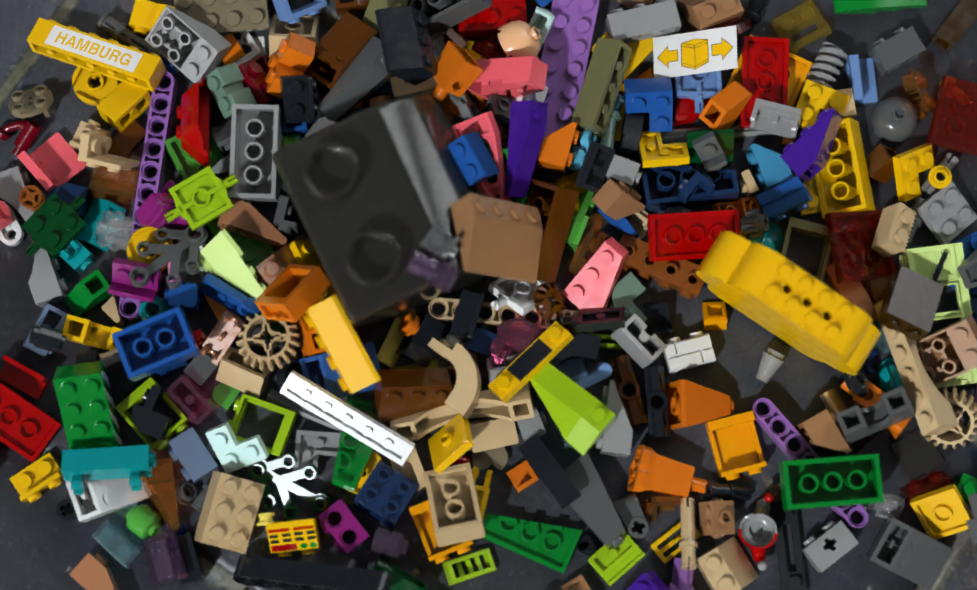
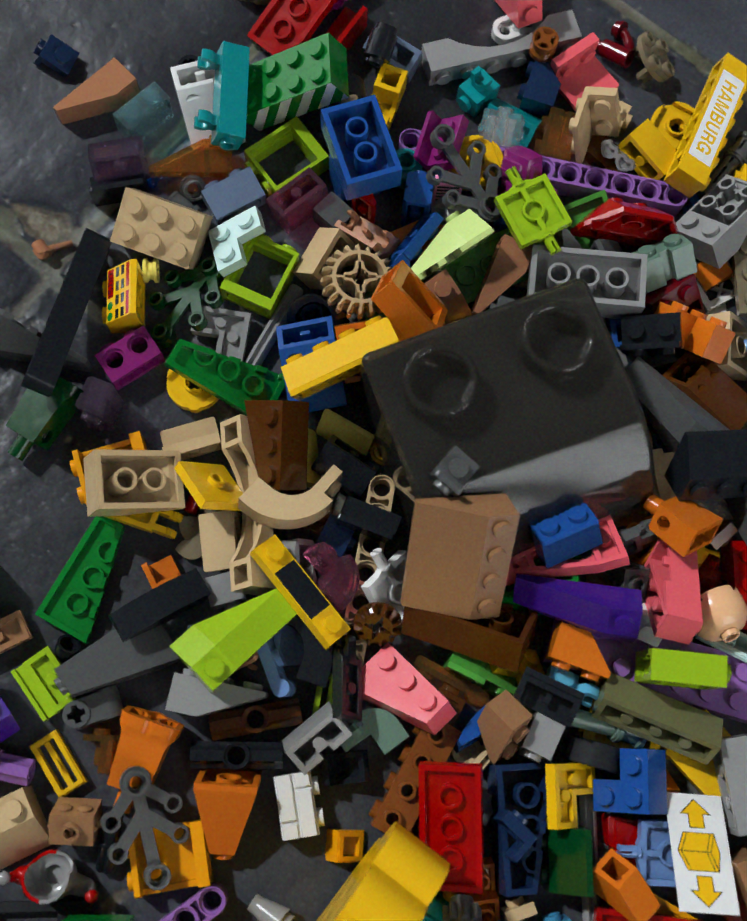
camera: 85 degrees right, 5 degrees down
(37, 478) = (226, 29): yellow bracket -> none
(54, 225) = (511, 66): dark green plate -> none
(88, 293) = (431, 97): green slope -> none
(111, 308) = (411, 121): tan slope -> none
(127, 135) = (622, 160): none -> light grey piece
(143, 521) = (165, 140): bright green head -> none
(147, 418) = (279, 144): black brick -> none
(225, 395) = (299, 238): bright green tile -> none
(347, 418) = (253, 364): white plate -> none
(385, 495) = (161, 407): dark blue bracket -> none
(410, 324) = (363, 451): orange plate -> none
(439, 274) = (414, 465): clear purple piece -> none
(449, 572) = (50, 492): lime slope -> none
(565, 69) = (682, 669): none -> lime window
(688, 544) = (58, 779): tan pin -> none
(710, 152) = (562, 860): dark grey bracket -> none
(713, 465) = (143, 821): none -> dark grey plant

